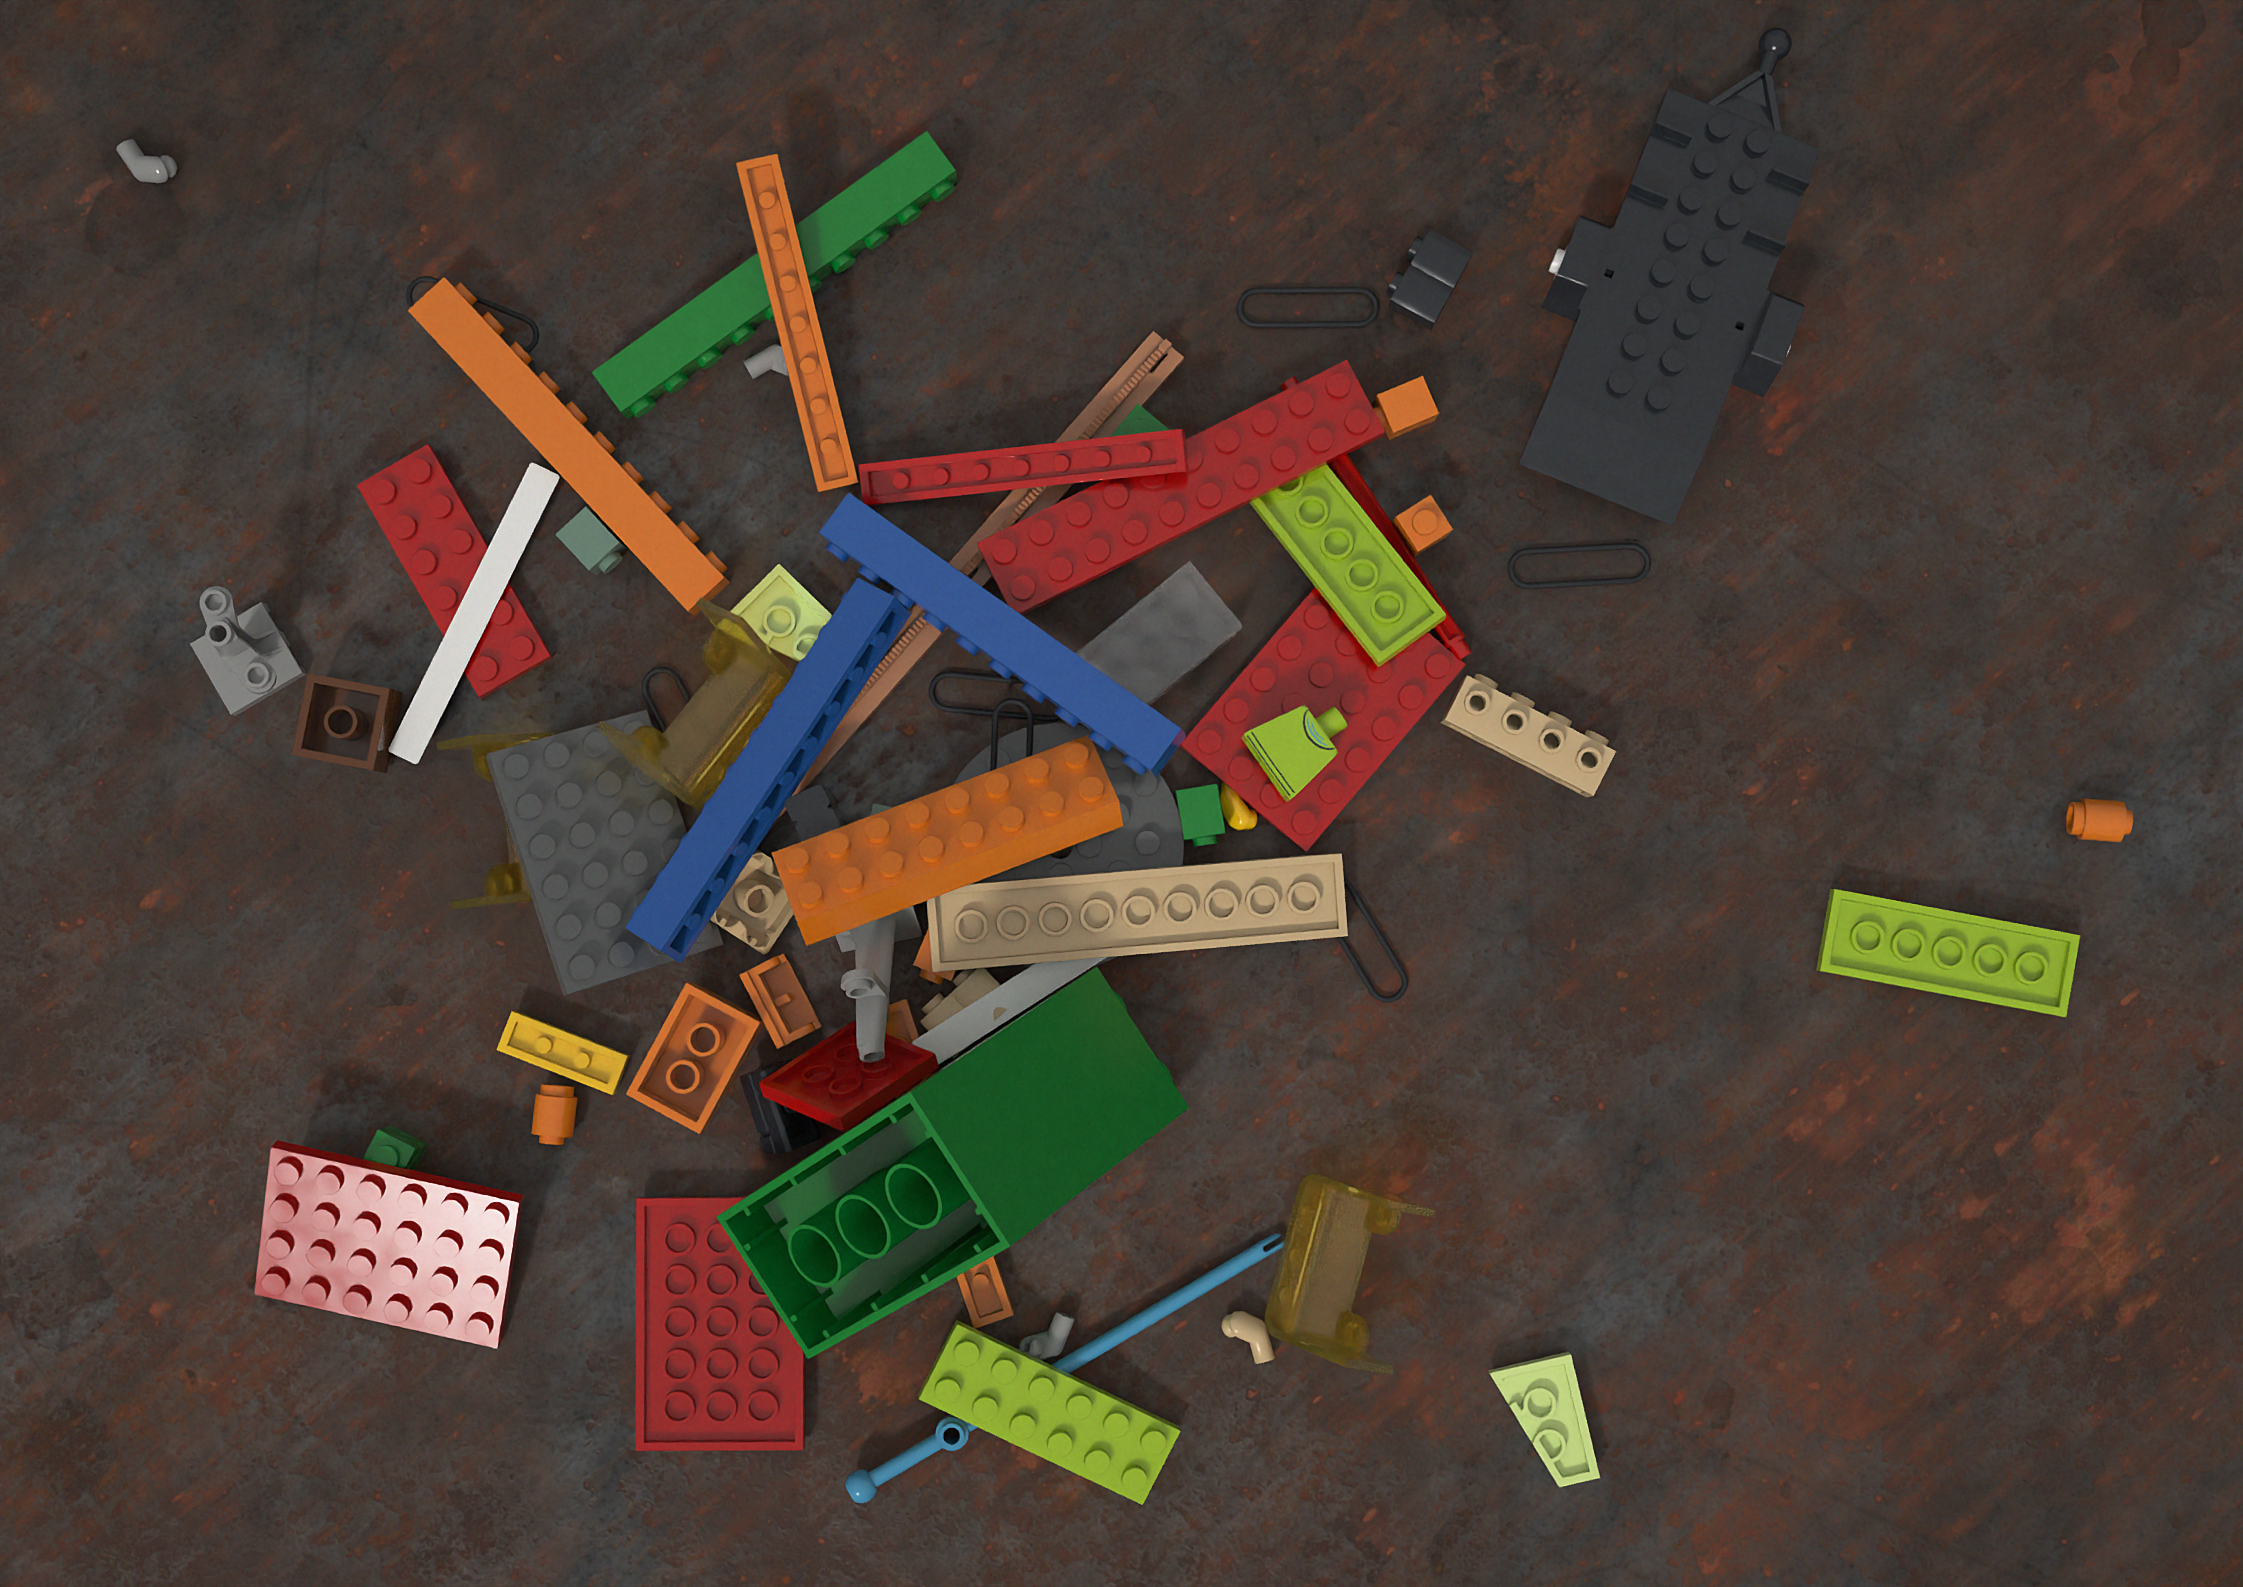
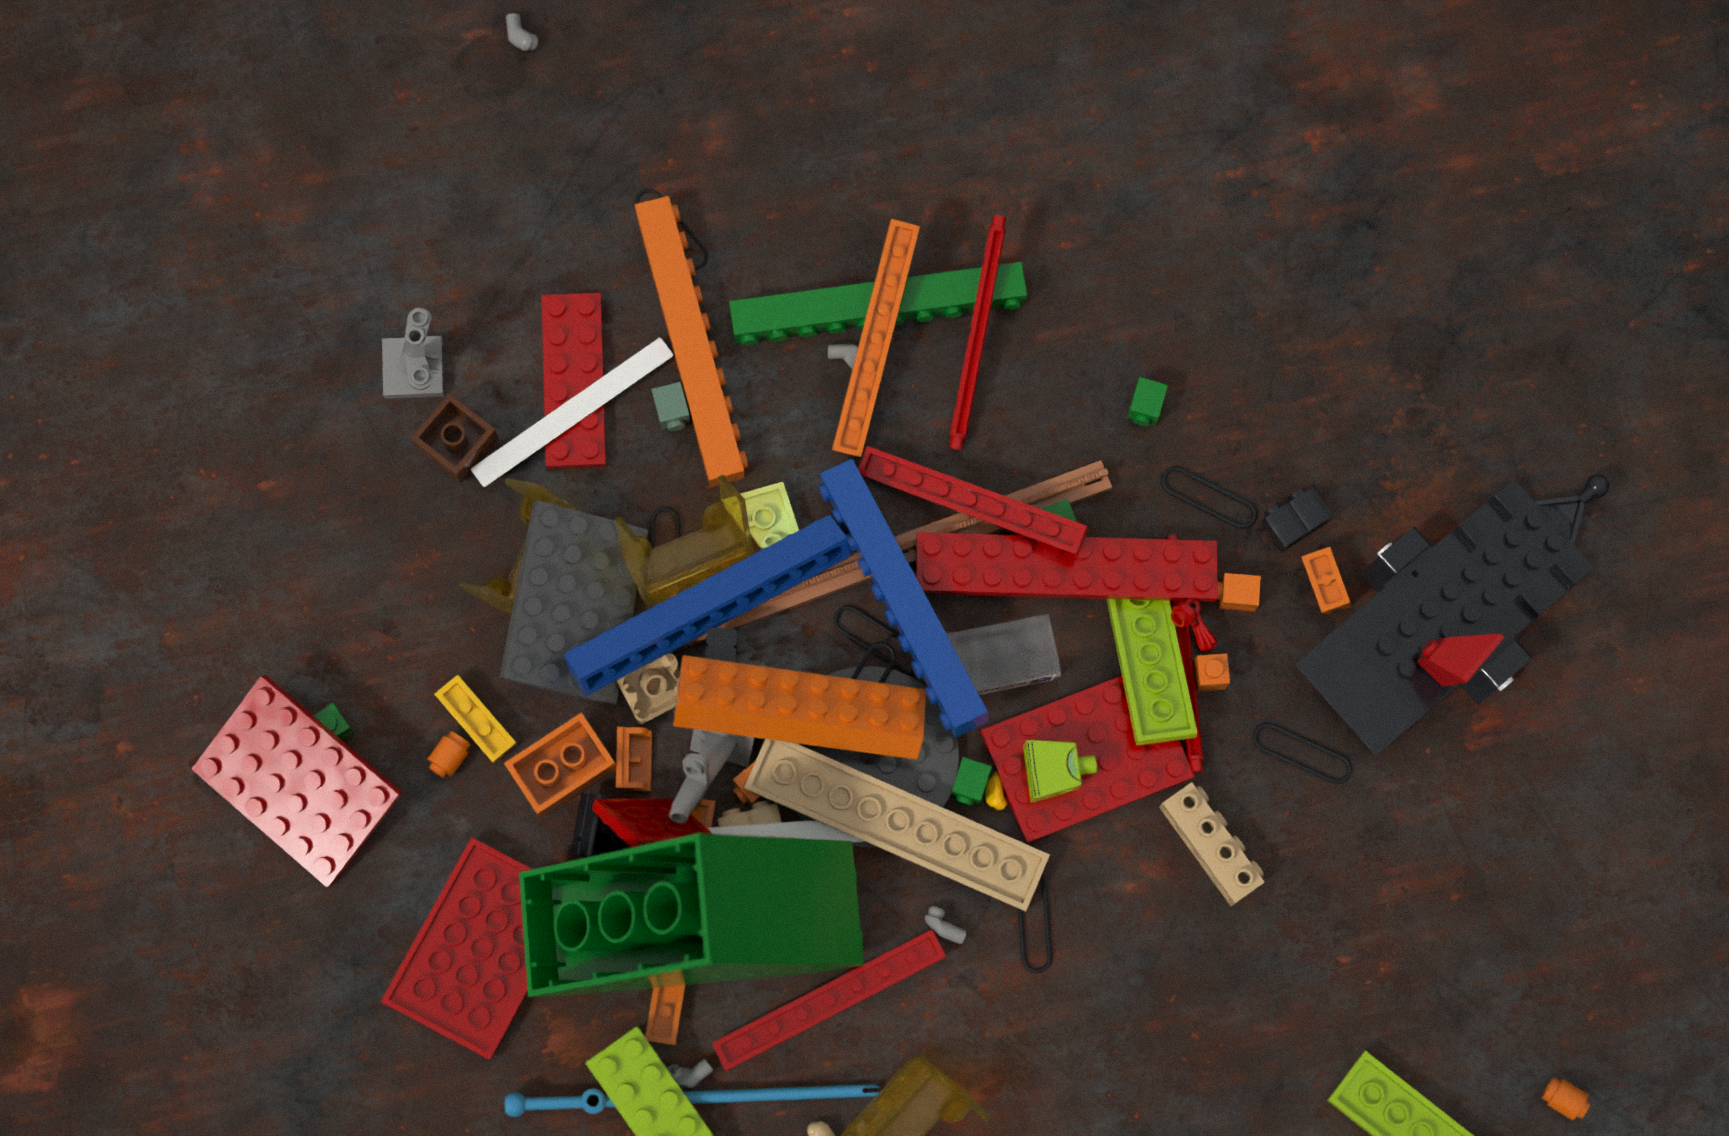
camera: 20 degrees right, 10 degrees down
(919, 248) = (978, 332): none -> red piece
(1167, 1165) = (828, 1000): none -> red plate
(1172, 228) = (1147, 402): none -> green brick
(1258, 1007) = (943, 928): none -> light grey arm
(1356, 474) = (1184, 615): none -> red piece
(1504, 338) = (1326, 581): none -> orange hinge
(1719, 354) = (1457, 658): none -> red slope

